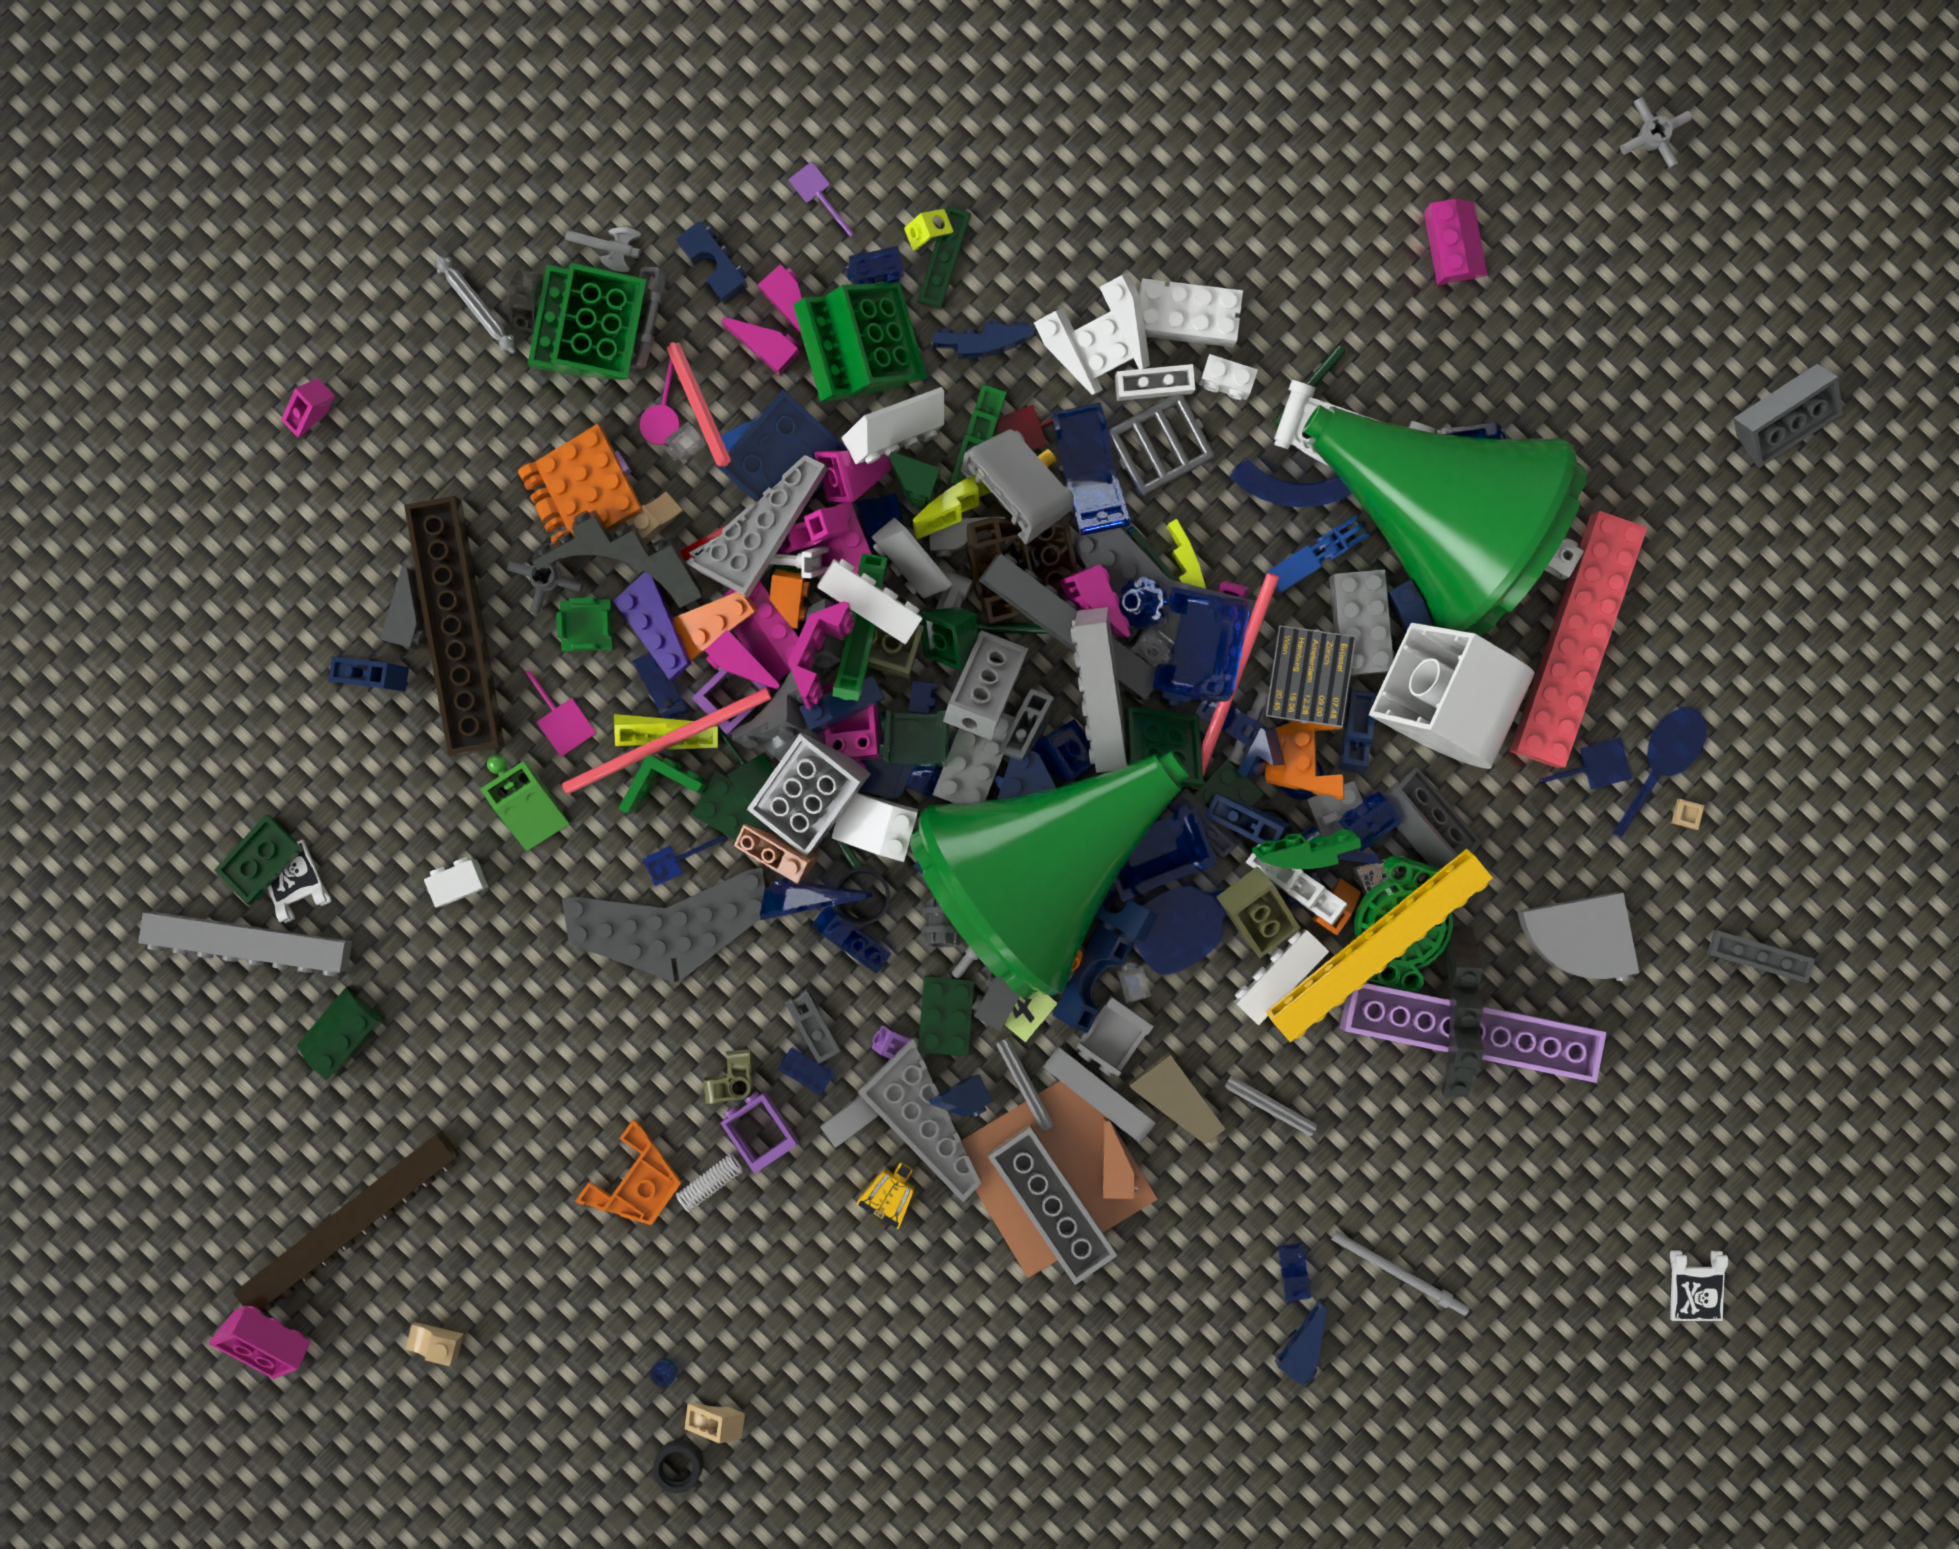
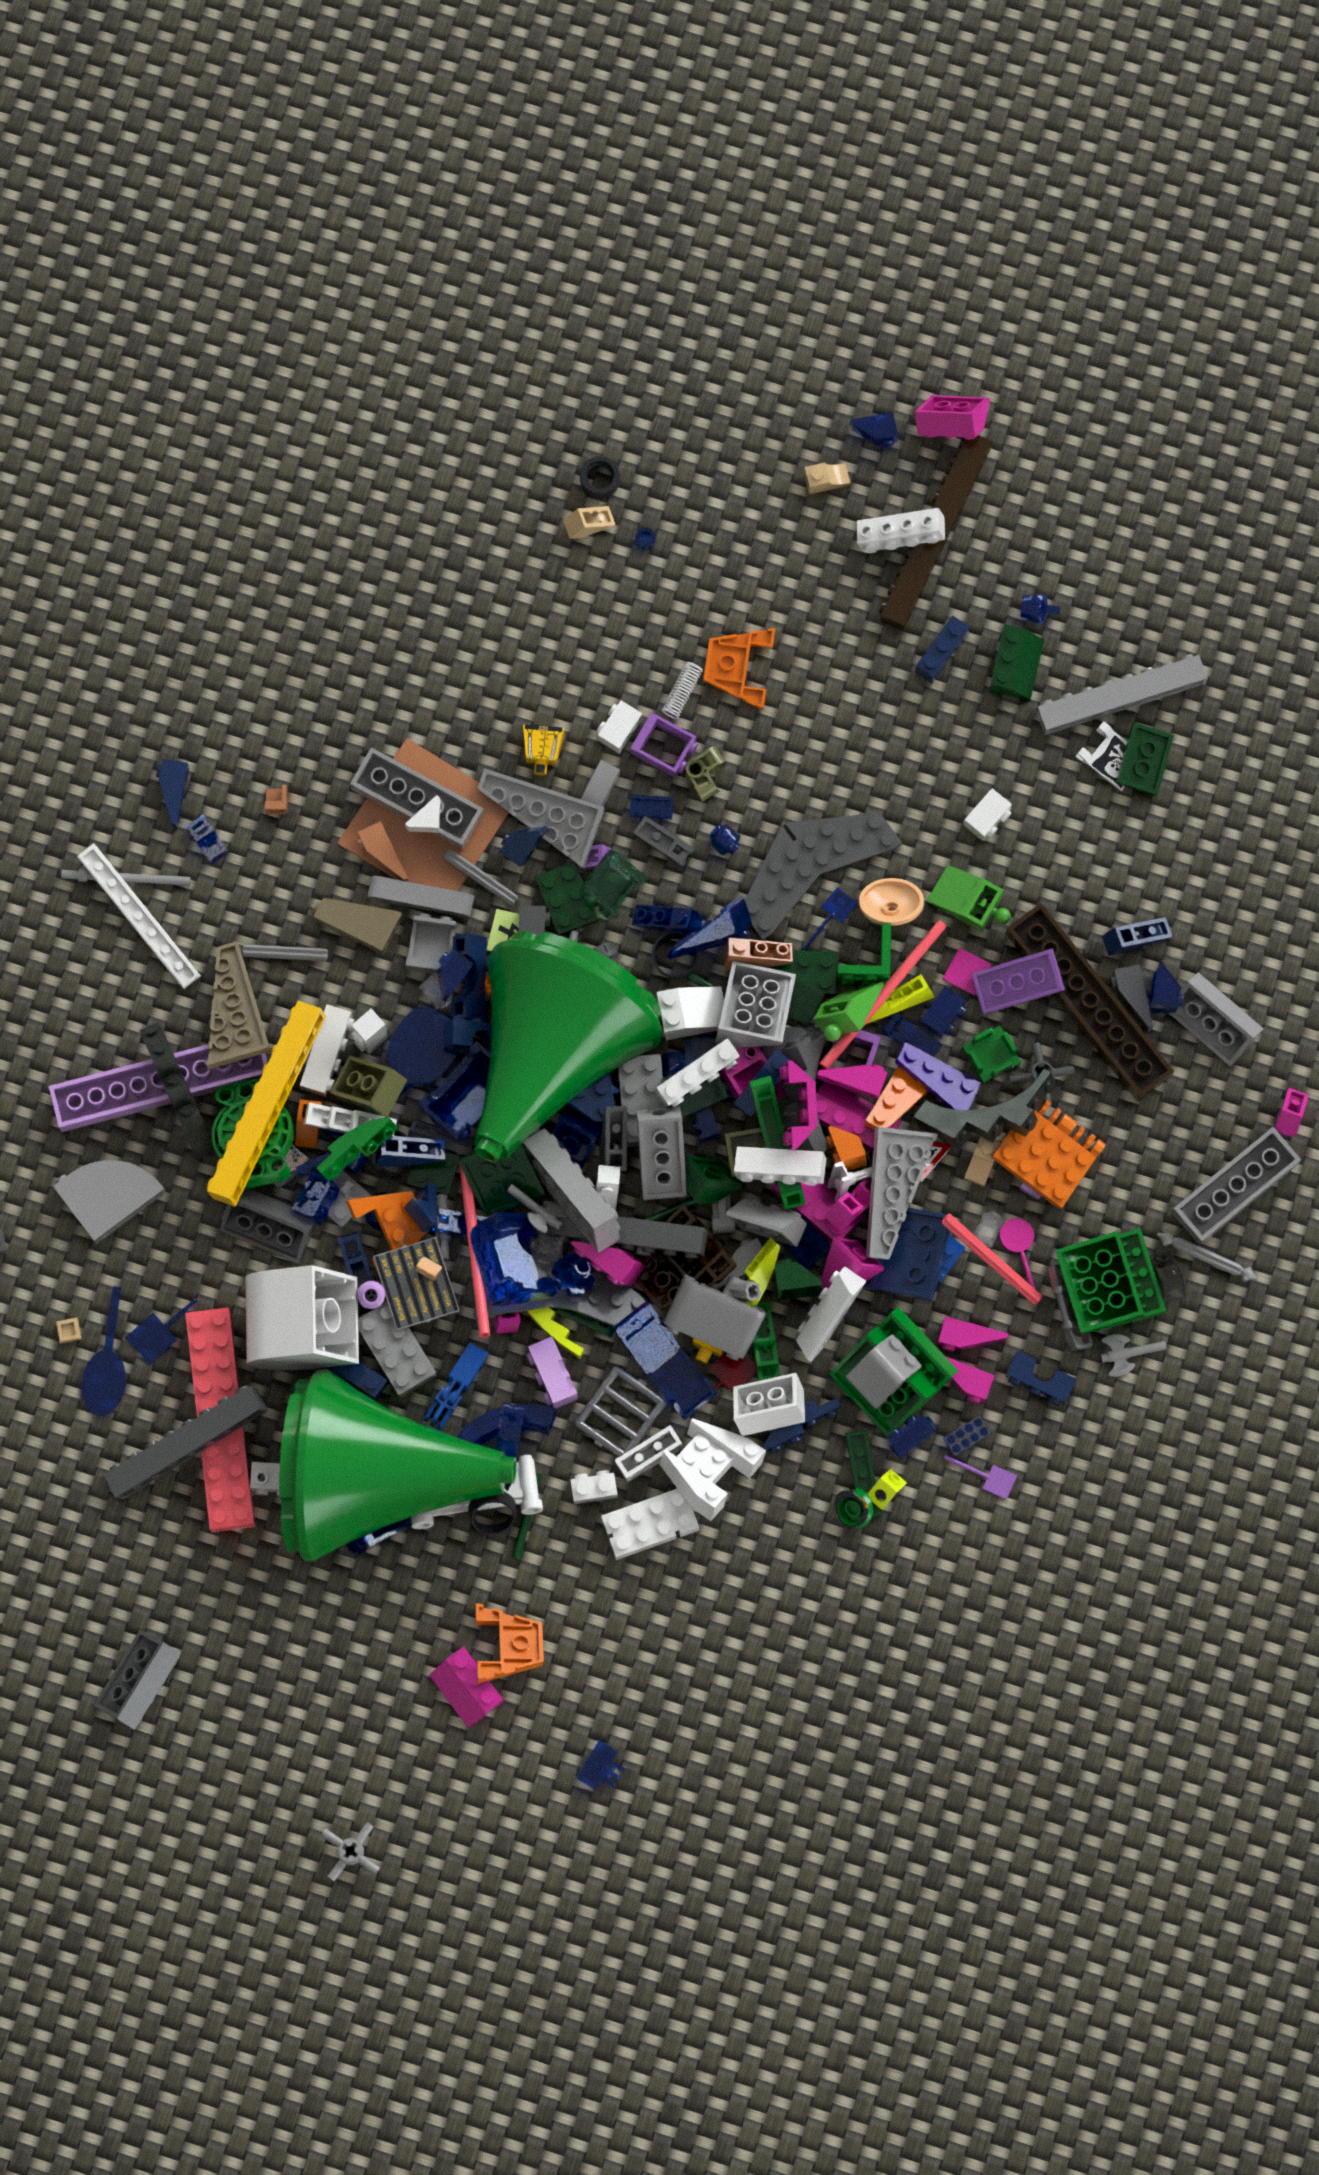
camera: 155 degrees right, 10 degrees down
(286, 1084) = (1036, 607): none -> clear blue piece
(334, 544) = (1216, 1020): none -> light grey slope
(351, 1370) = (877, 429): none -> clear blue slope
(368, 597) = (1165, 992): none -> clear blue slope
(382, 1241) = (901, 530): none -> white brick
(405, 356) = (1236, 1186): none -> light grey brick
(409, 1087) = (941, 649): none -> dark blue arch
(517, 684) = (1017, 981): none -> medium lavender tile
(599, 844) = (891, 901): none -> light nougat dish
(612, 693) = (944, 1012): none -> clear blue brick
(711, 739) = (847, 1010): none -> bright green slope
(747, 995) = (724, 839): none -> clear blue head
(796, 1176) = (619, 726): none -> white brick
(818, 243) = (967, 1436): none -> clear blue tile
(870, 337) = (883, 1371): none -> light grey piece
(892, 1006) = (611, 883): none -> clear green panel
(907, 745) = (698, 1071): none -> white brick
(971, 223) = (854, 1508): none -> green piece
(977, 497) = (742, 1289): none -> light grey piece
(1007, 367) = (769, 1404): none -> white brick
(1054, 1174) = (427, 818): none -> white slope
(1060, 678) = (608, 1183): none -> white brick
(1109, 991) = (451, 972): none -> clear blue slope
(1142, 679) = (543, 1215): none -> light grey piece
(1200, 1277) = (276, 801): none -> nougat panel
(1212, 515) = (552, 1373): none -> lavender wedge
(1229, 971) = (369, 1032): none -> white brick
(1290, 470) = (510, 1430): none -> clear blue plate
(1290, 684) = (428, 1268): none -> light nougat slope
(1350, 389) = (505, 1499): none -> black tyre
(1360, 94) = (600, 1767): none -> clear blue hinge
(1362, 1060) = (235, 1018): none -> dark tan wing
(1363, 689) = (371, 1303): none -> lavender head
(1384, 254) = (518, 1644): none -> orange wing
(1408, 1224) = (139, 916): none -> white tile
(1632, 626) = (185, 1442): none -> dark grey brick

